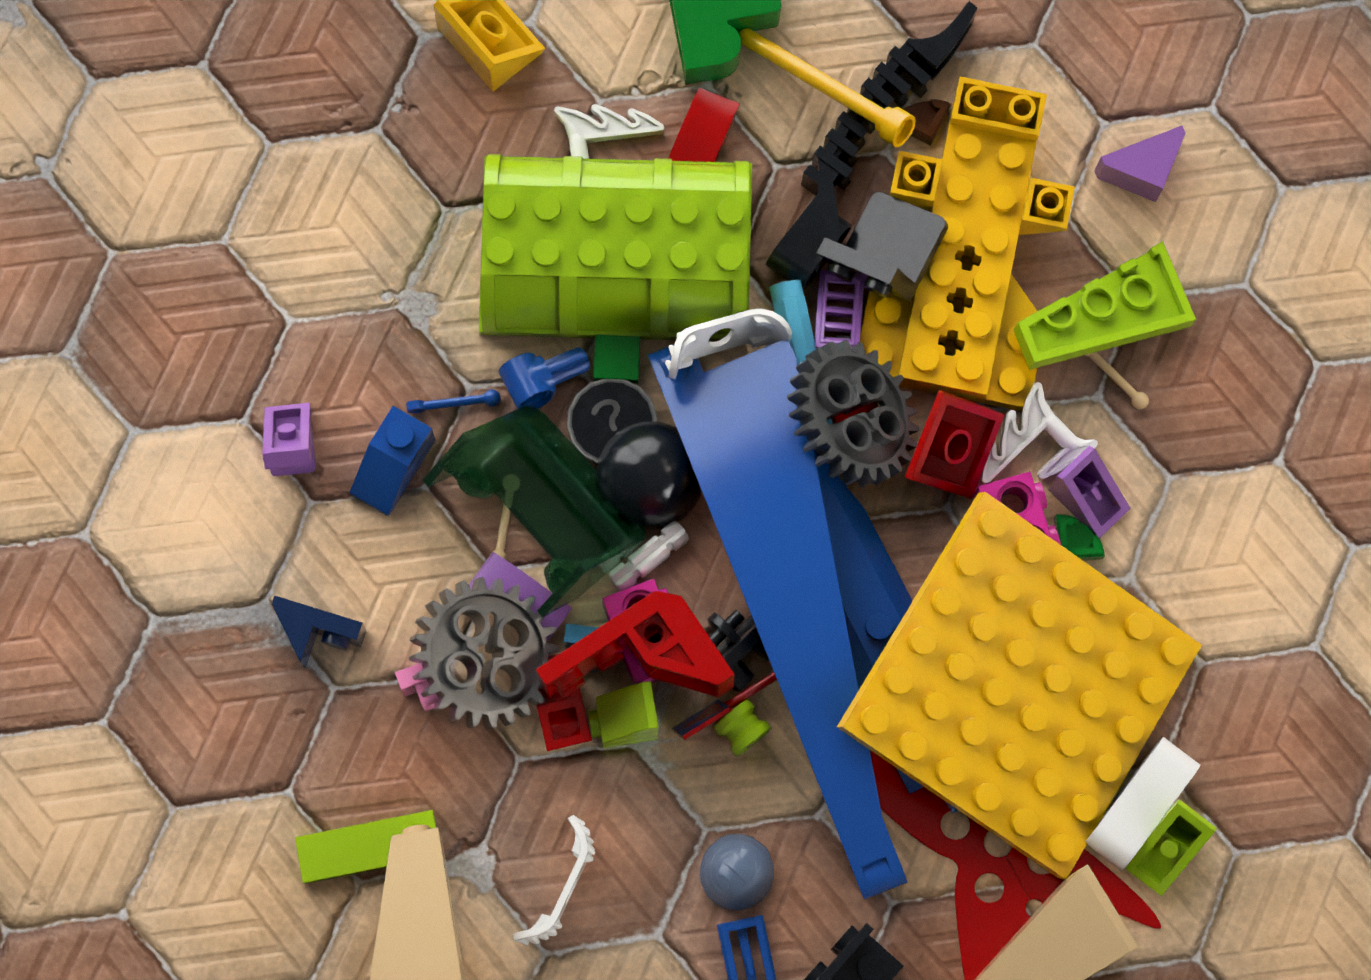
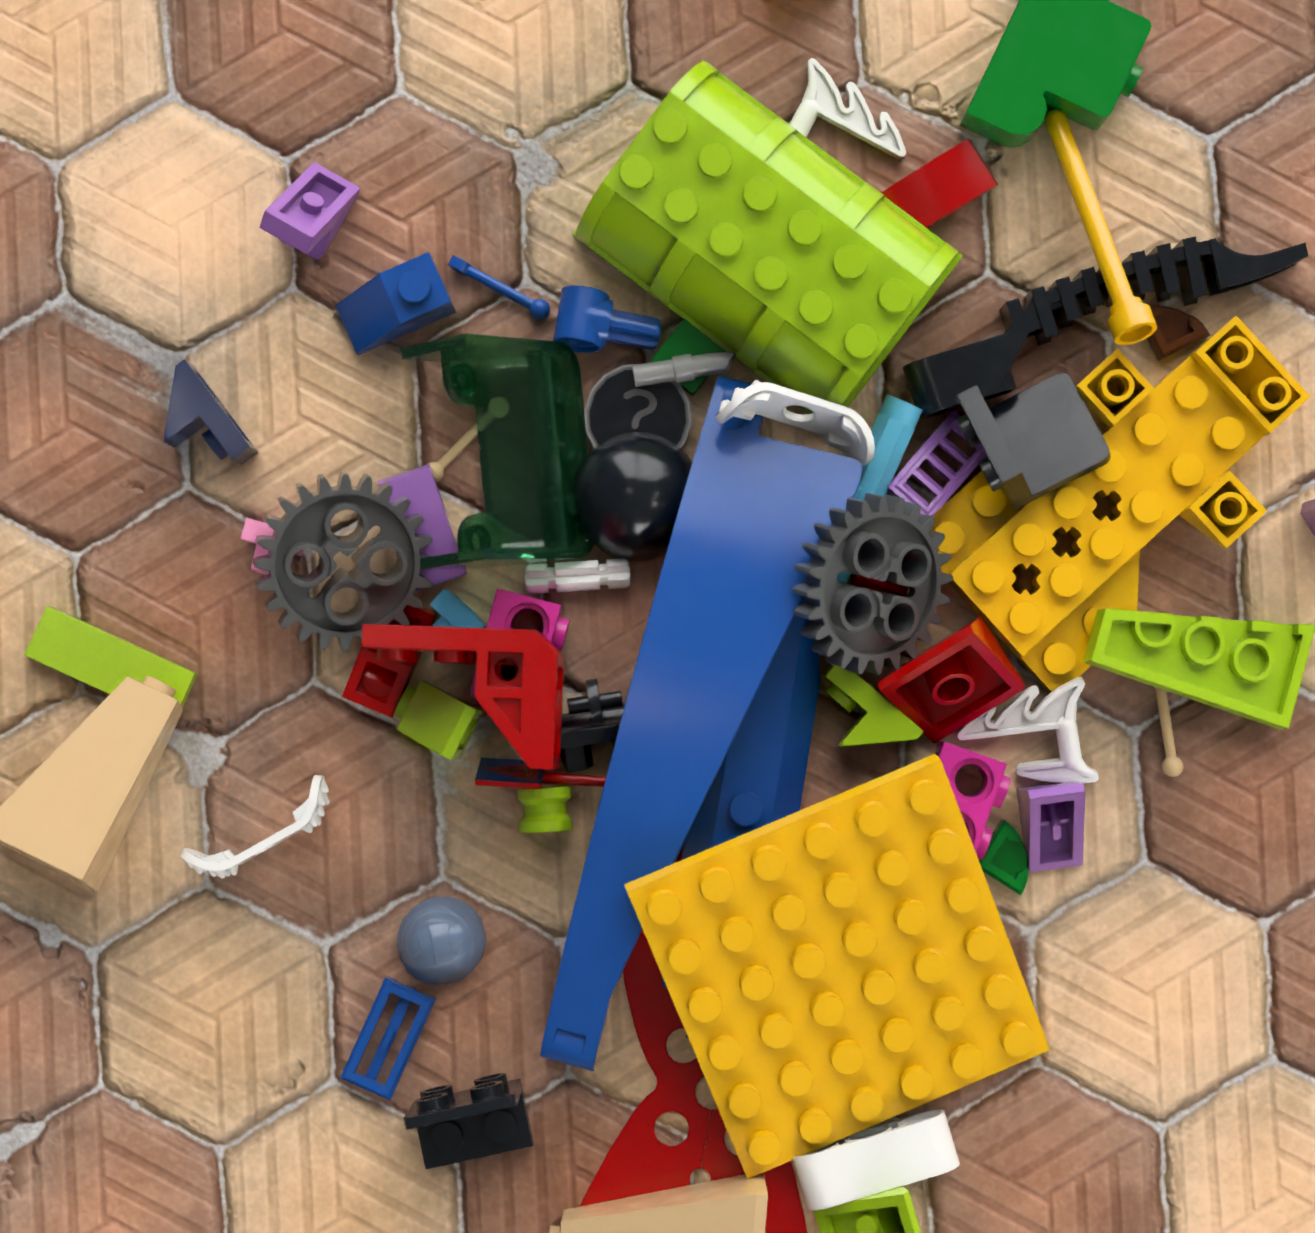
camera: 40 degrees right, 10 degrees up
(618, 367) = (682, 368): none -> light grey piece
(922, 503) = (880, 719): none -> lime slope

